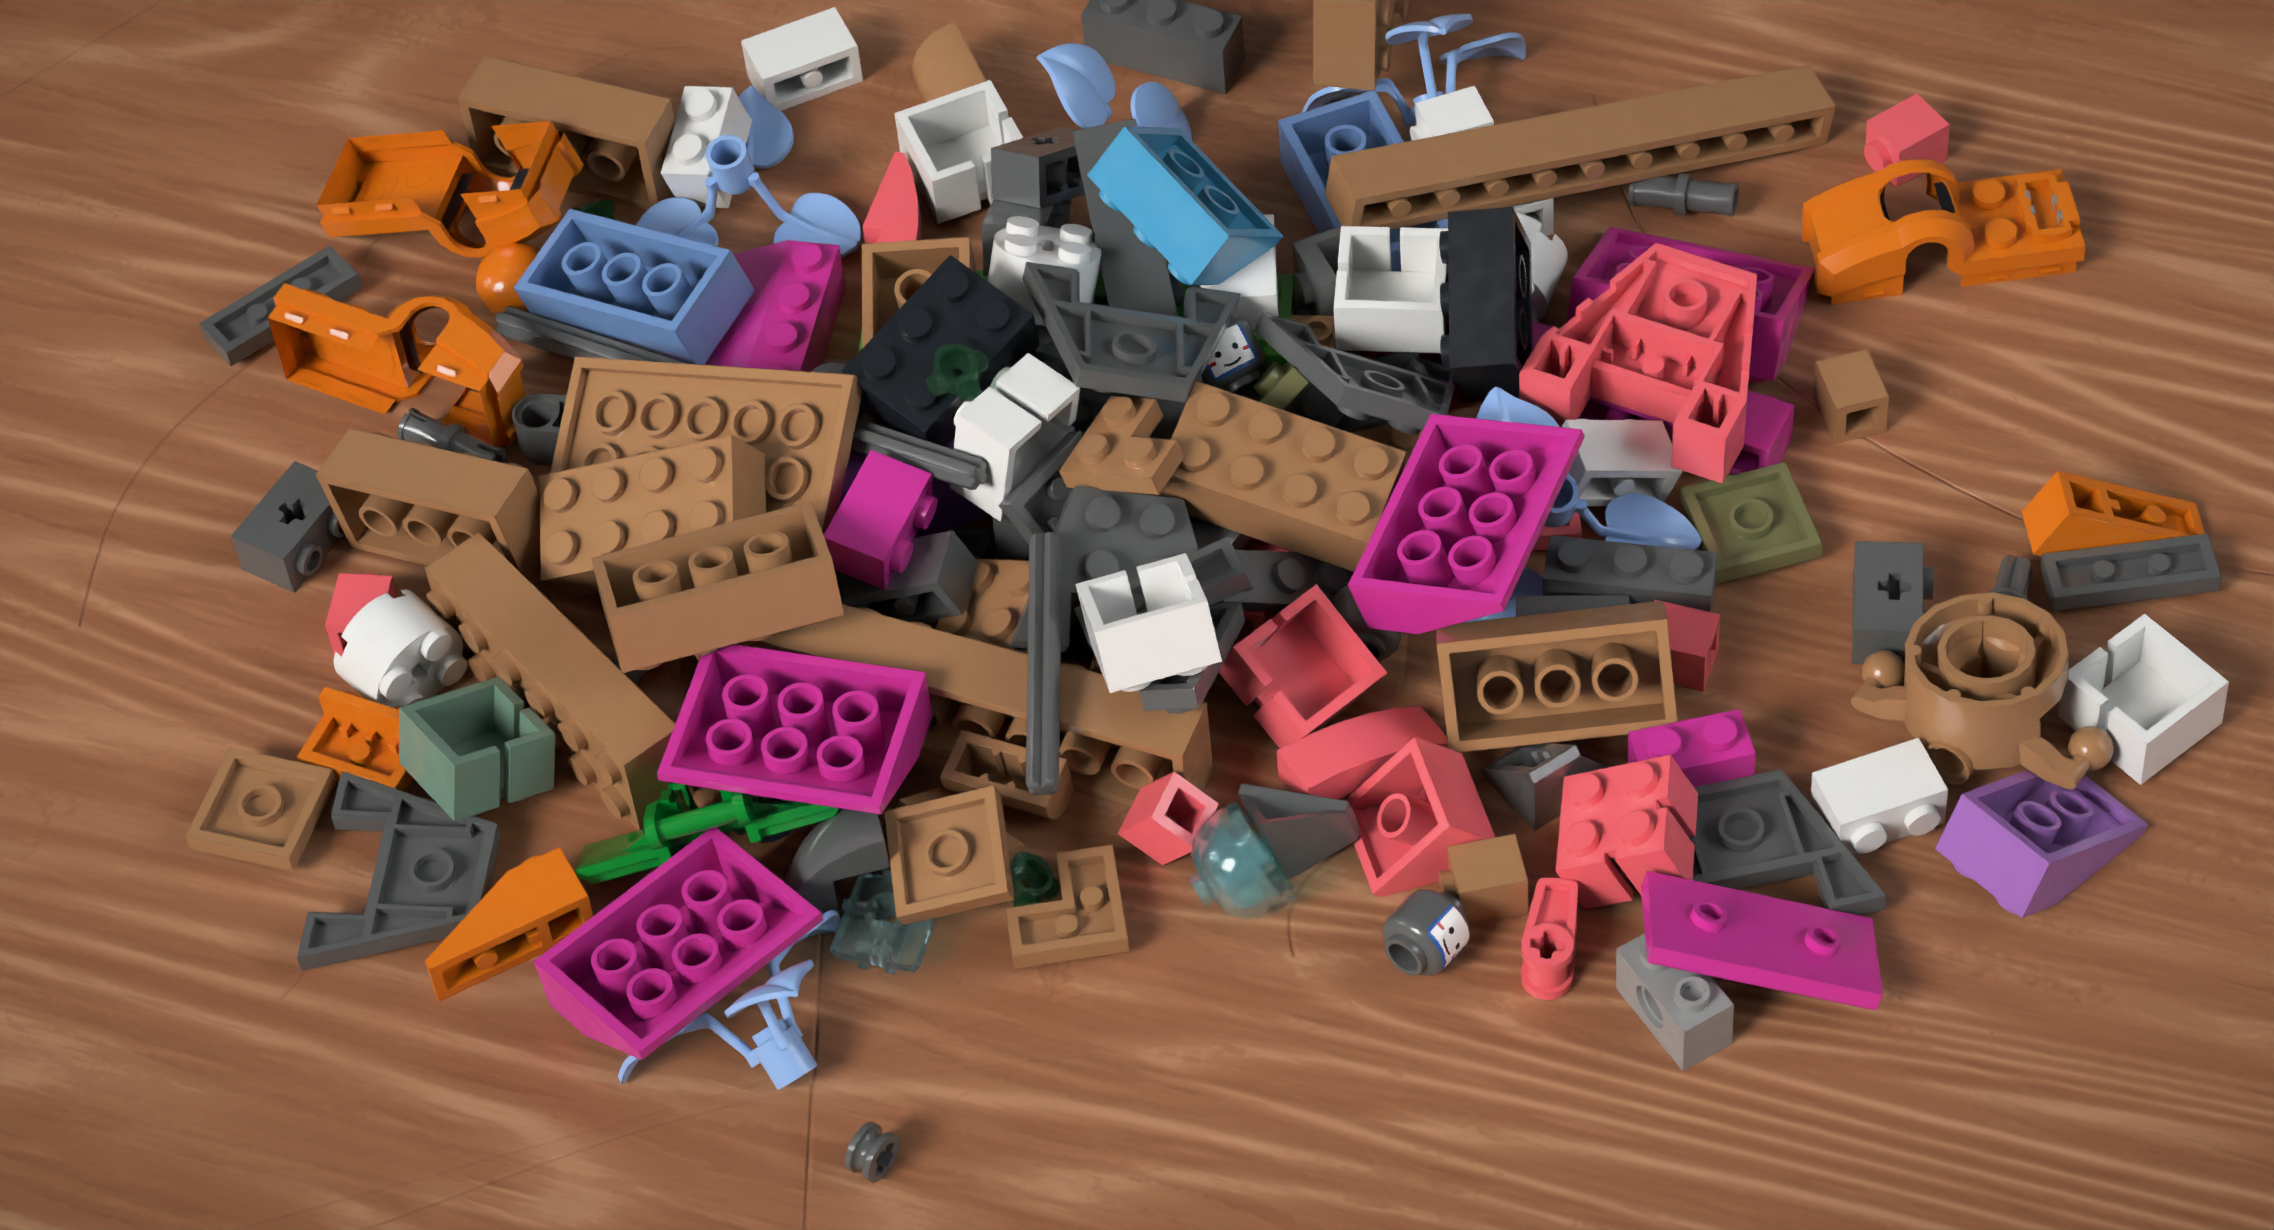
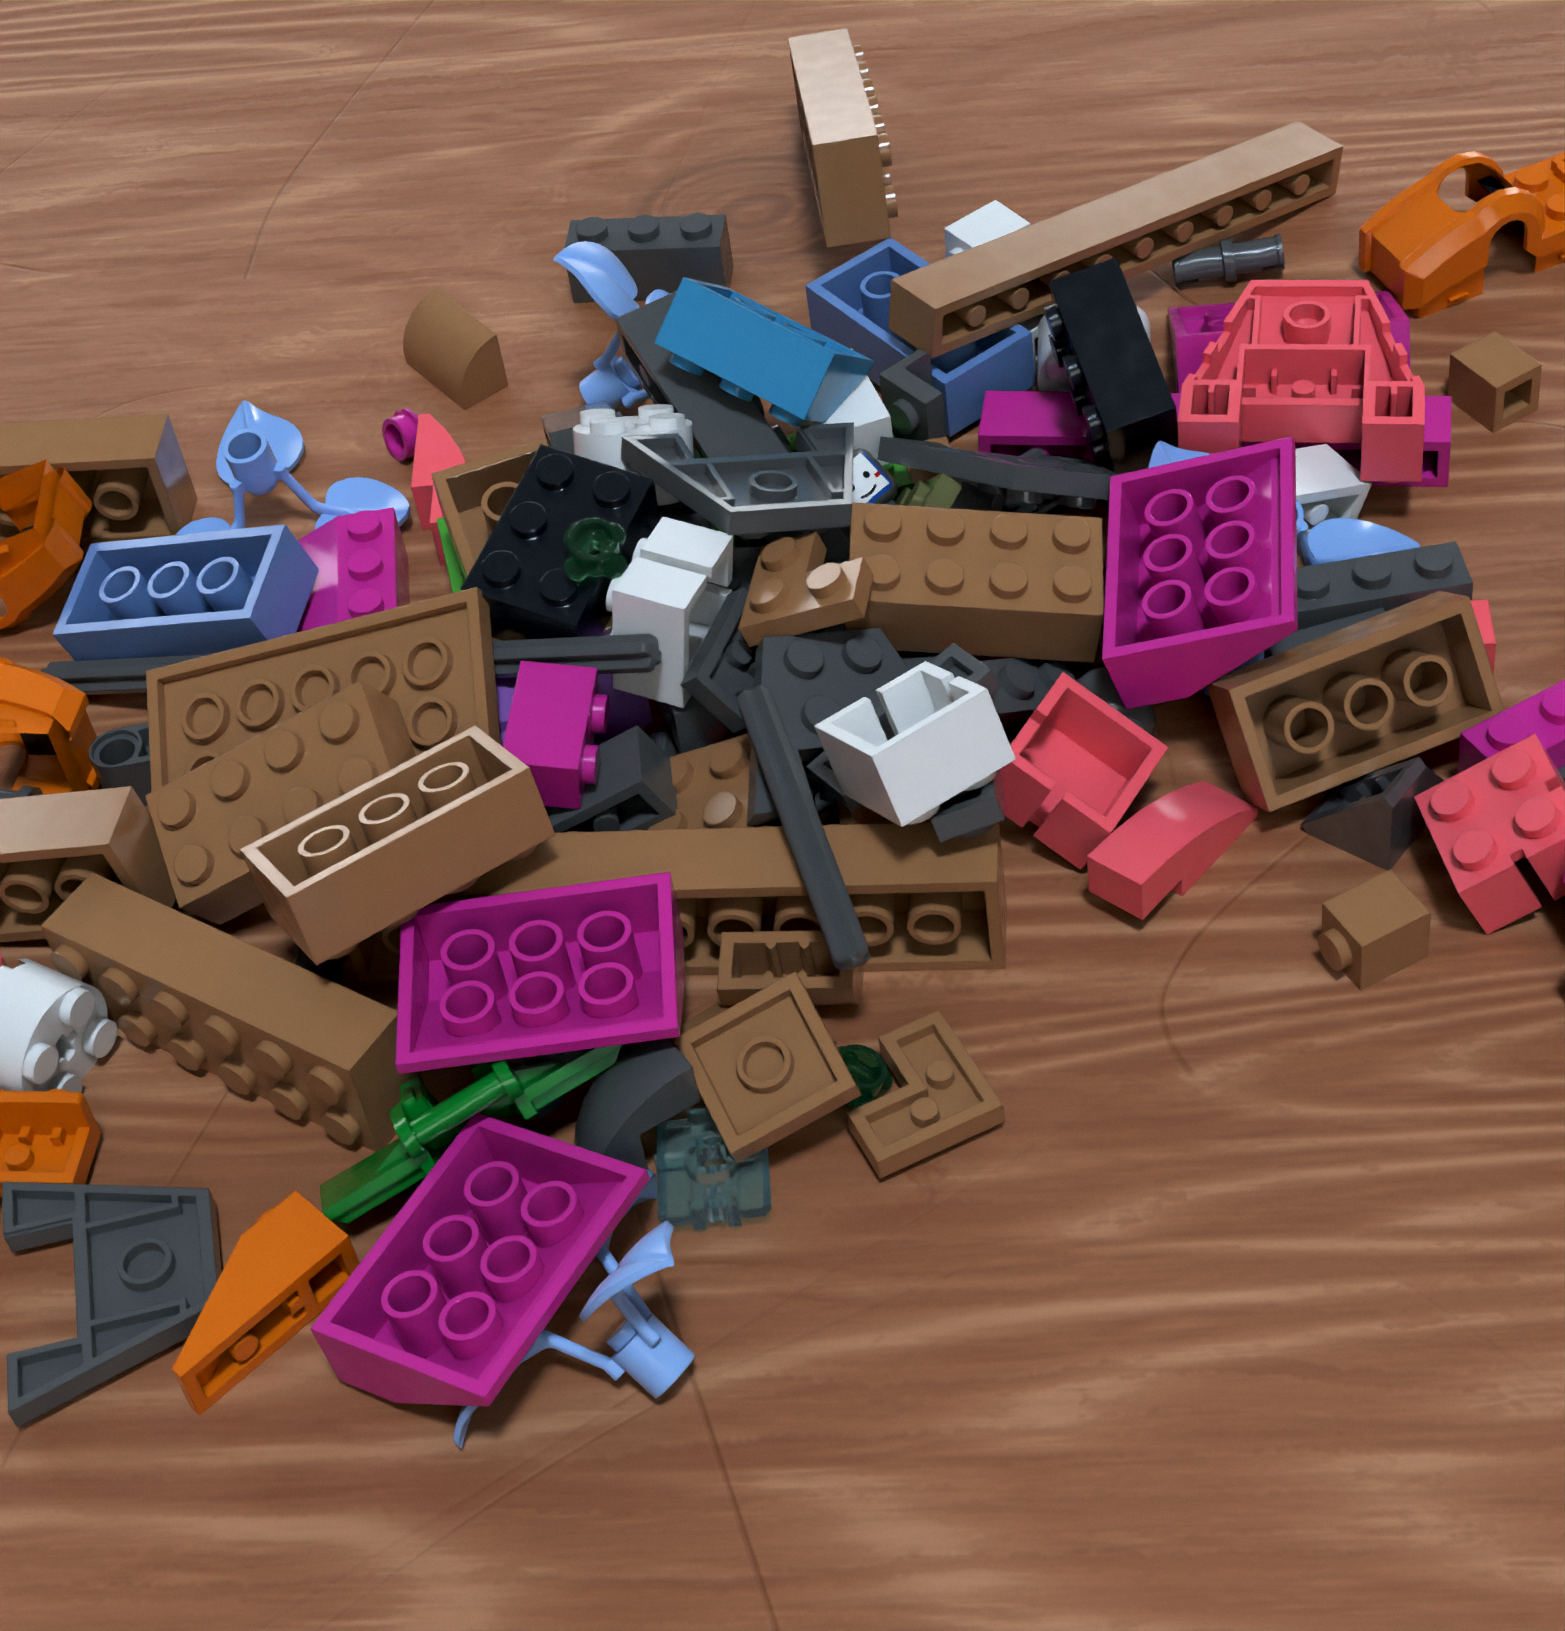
camera: 15 degrees left, 5 degrees down
(476, 748) = (159, 1109): sand green piece -> none
(500, 273) = (30, 633): orange hair -> none
(701, 118) = (201, 463): white brick -> none
(802, 59) = (289, 366): white brick -> none
(872, 1152) = (803, 1437): dark grey bush -> none
(877, 159) = (400, 434): none -> dark pink plate
(951, 147) = (489, 393): white piece -> none
(1037, 169) = (583, 380): dark grey brick -> none
(1167, 818) = (993, 963): coral brick -> none
(1237, 867) = (1095, 990): clear light blue cylinder -> none
(1299, 826) = (1136, 932): dark grey slope -> none
(1386, 307) = (1018, 409): white piece -> none
(1413, 813) = (1260, 890): coral slope -> none
(1426, 932) = (1338, 1002): dark grey head -> none
(1503, 44) = (983, 185): light blue plant -> none
(1550, 939) = (1478, 971): coral piece -> none
(1752, 521) = (1465, 506): olive plate -> none
(1906, 132) = (1414, 154): coral brick -> none

